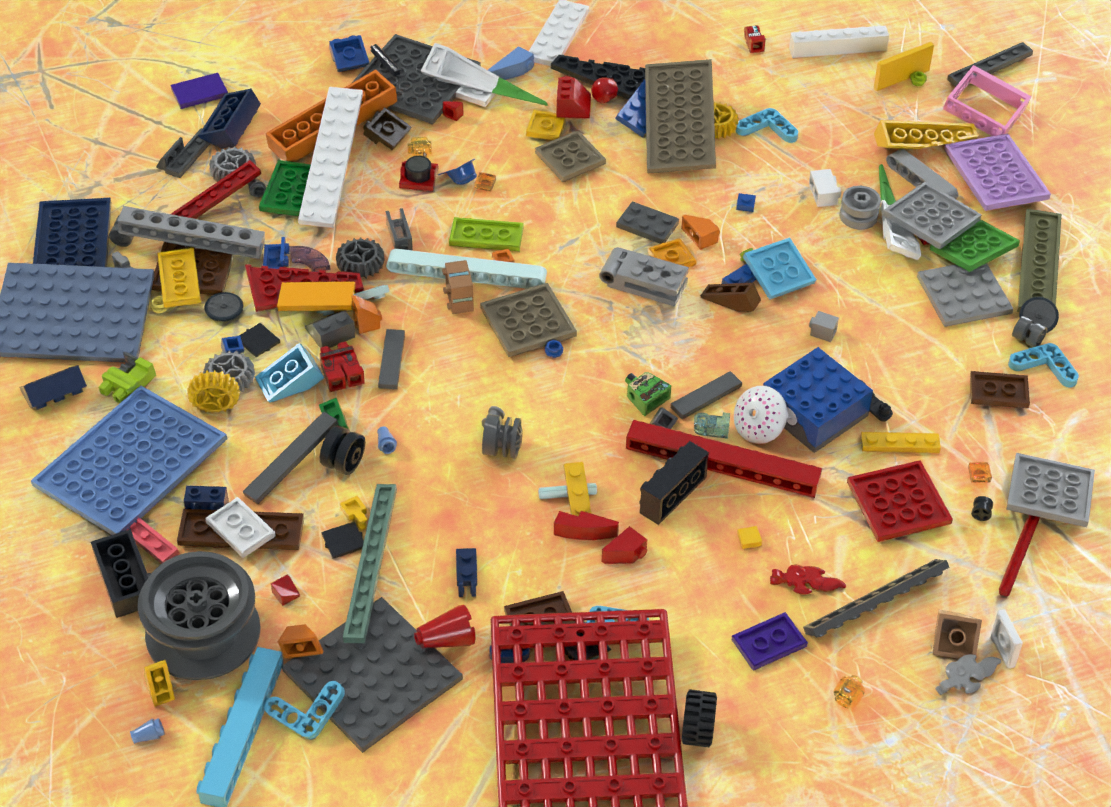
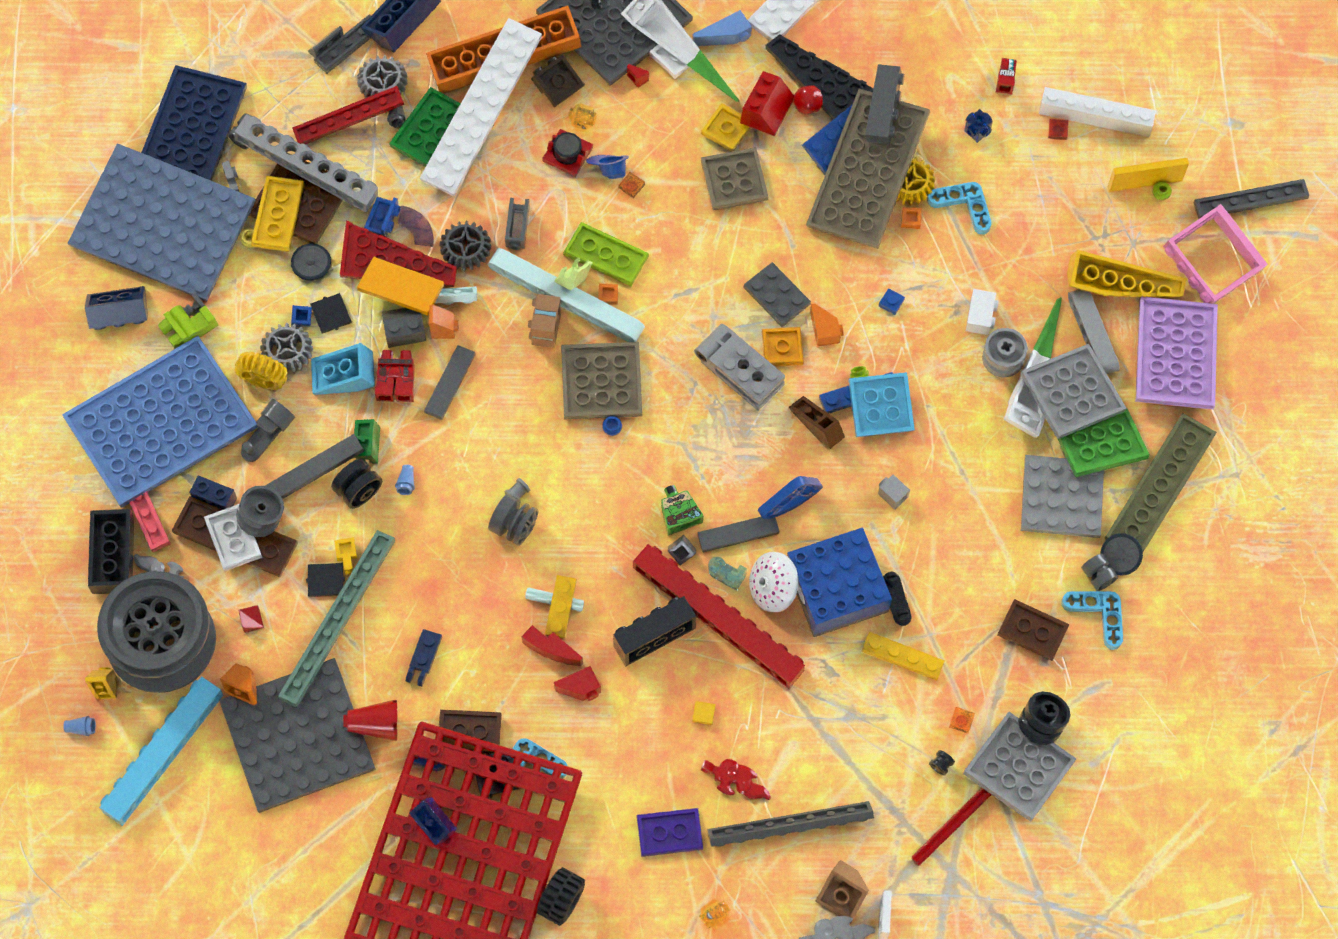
camera: 20 degrees right, 20 degrees up
(240, 428) = (273, 421): none -> dark grey piece
(260, 493) = (260, 511): none -> dark grey wheel
(306, 719) = (219, 763): medium azure beam -> none
(467, 249) = (574, 275): none -> yellowish green hinge
(547, 687) = (433, 821): none -> clear blue brick
(673, 64) = (884, 104): none -> dark grey brick
(730, 144) = (911, 218): none -> orange plate
(734, 356) = (790, 497): none -> blue beam
(751, 72) = (978, 125): none -> clear blue brick
(814, 60) = (1058, 129): none -> clear red plate
(899, 500) = (866, 724): red plate -> none
(1051, 444) = (1044, 718): none -> black wheel

